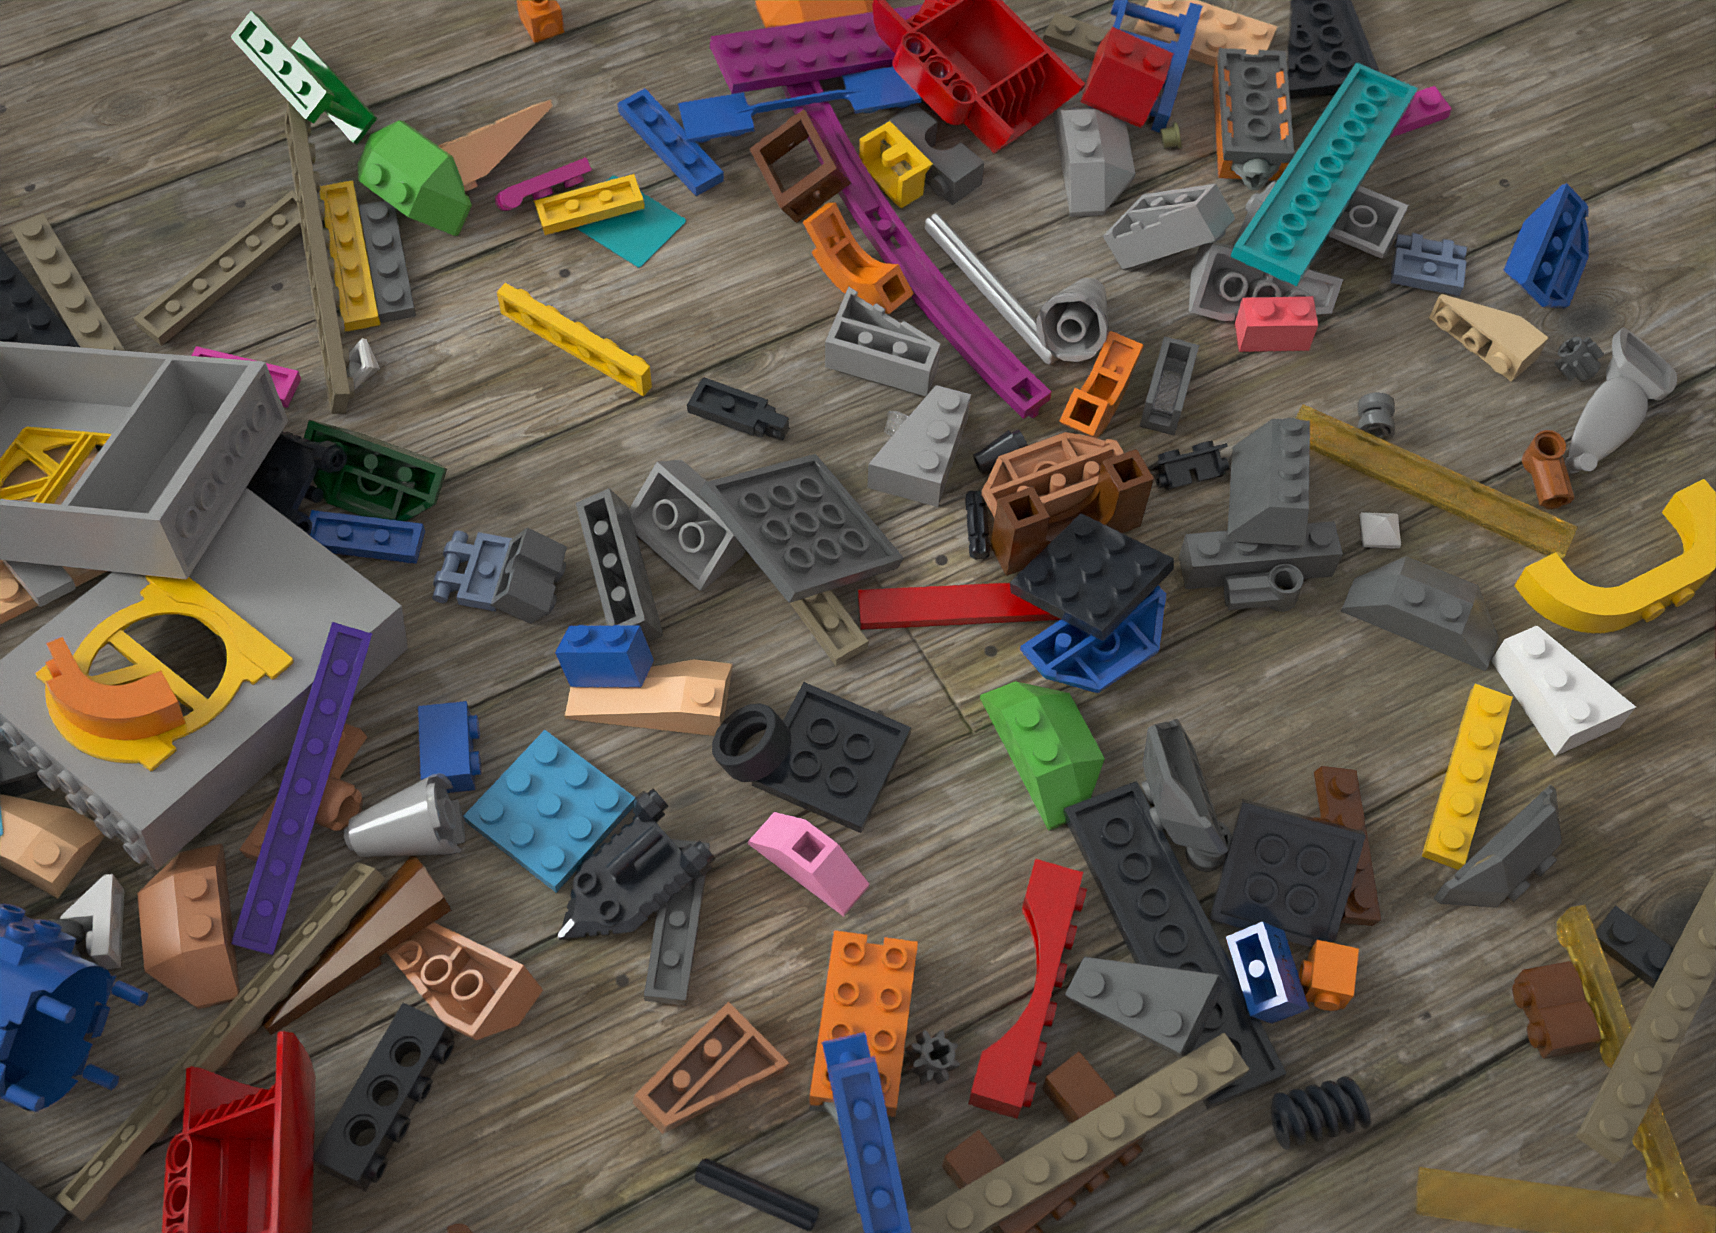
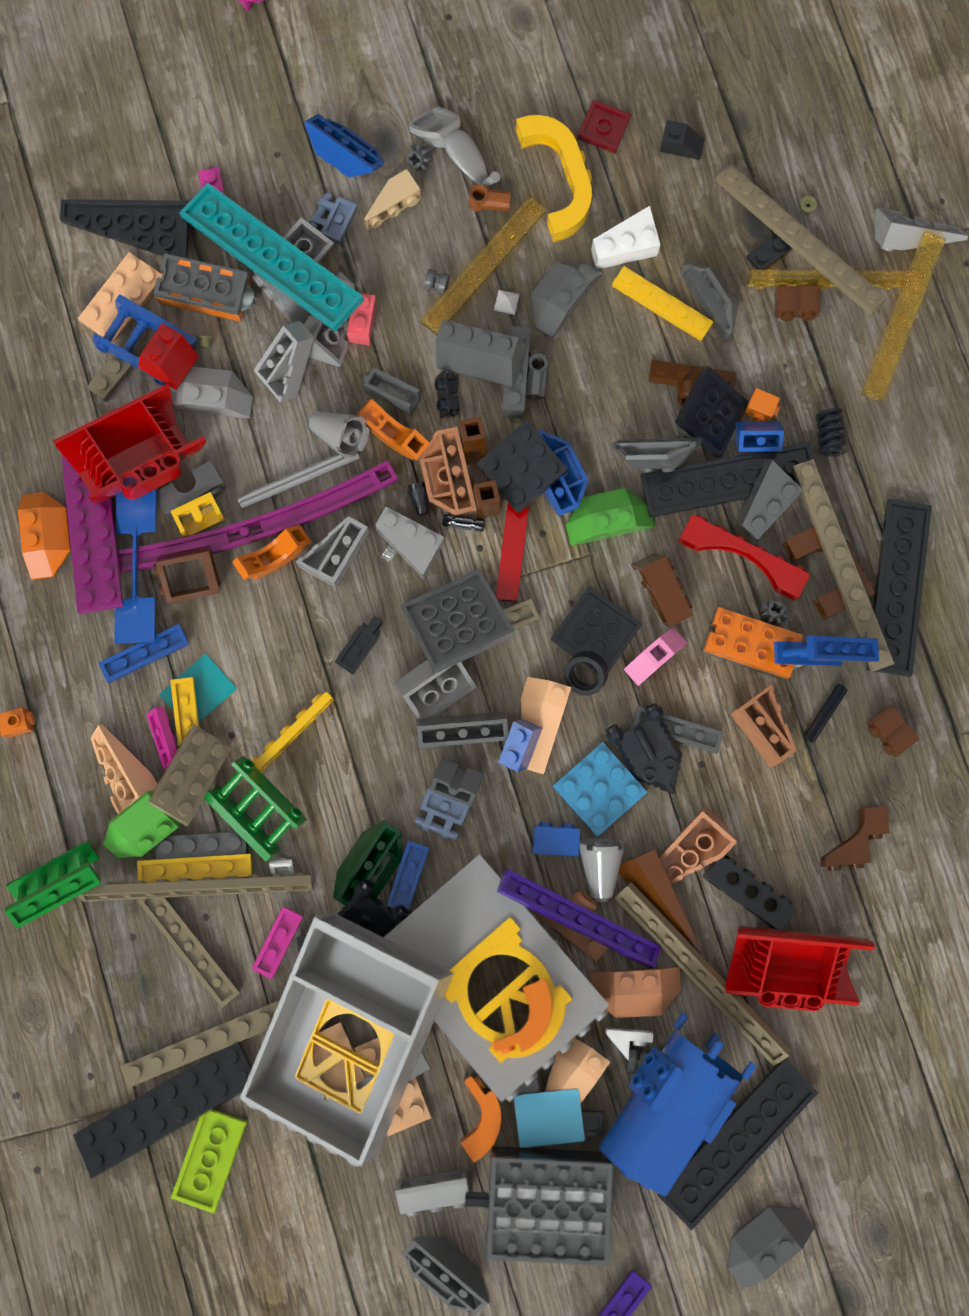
camera: 80 degrees left, 20 degrees up
(433, 291) = (237, 818): none -> green fence
(488, 212) = (189, 775): none -> dark tan plate
(931, 849) = (664, 588): none -> reddish brown wedge

